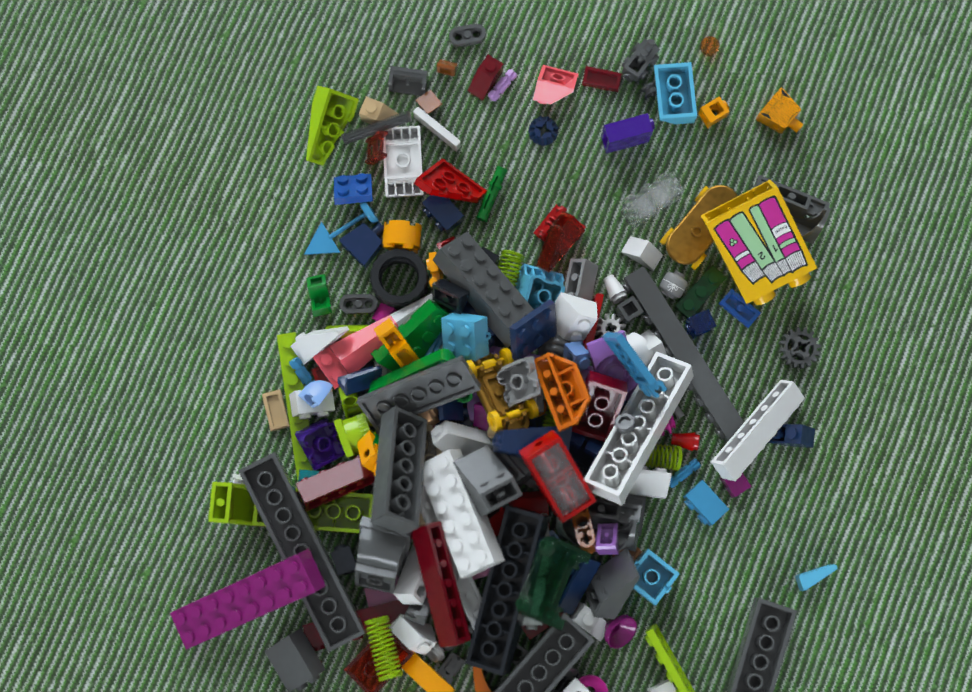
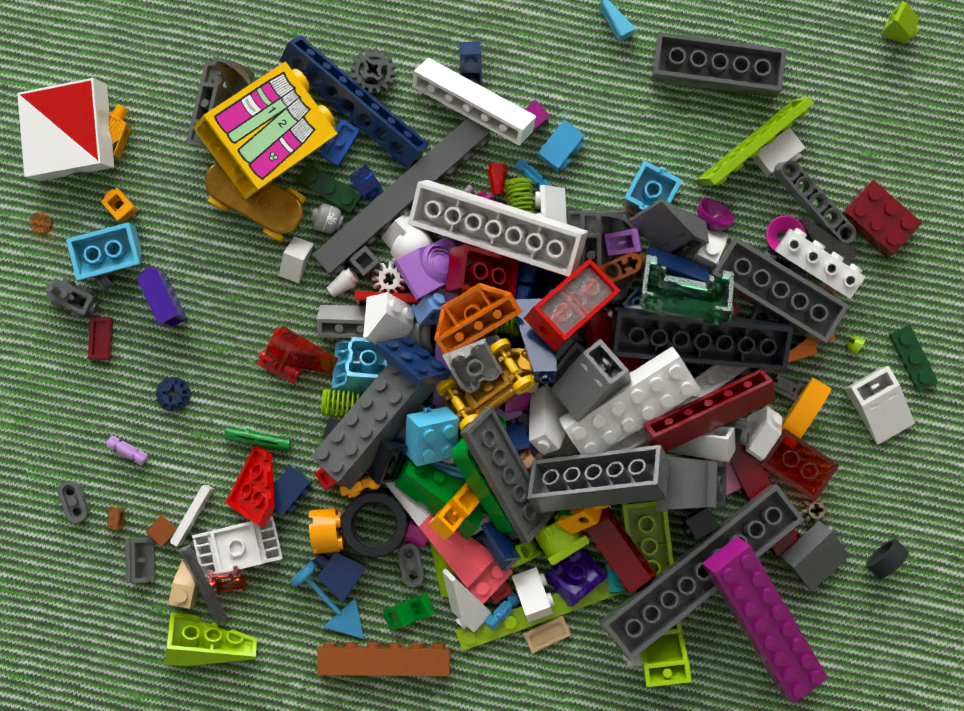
camera: 95 degrees left, 5 degrees up
(282, 267) = (383, 660): none -> dark orange brick
(315, 392) = (522, 591): light blue brick -> none
(331, 673) = (816, 515): none -> dark tan gear
(353, 189) = (280, 597): blue plate -> none
(379, 621) = (812, 447): lime piece -> none
(436, 653) = (777, 405): white plate -> none
(486, 77) = (121, 470): dark red slope -> none
(554, 84) = (117, 390): coral slope -> none
(625, 423) = (497, 242): tile -> none
(633, 364) = (432, 243): dark azure tile -> none
(651, 199) = (234, 257): clear brick -> none
(774, 326) = (355, 102): none -> dark blue brick
(787, 77) = (65, 129): none -> white tile

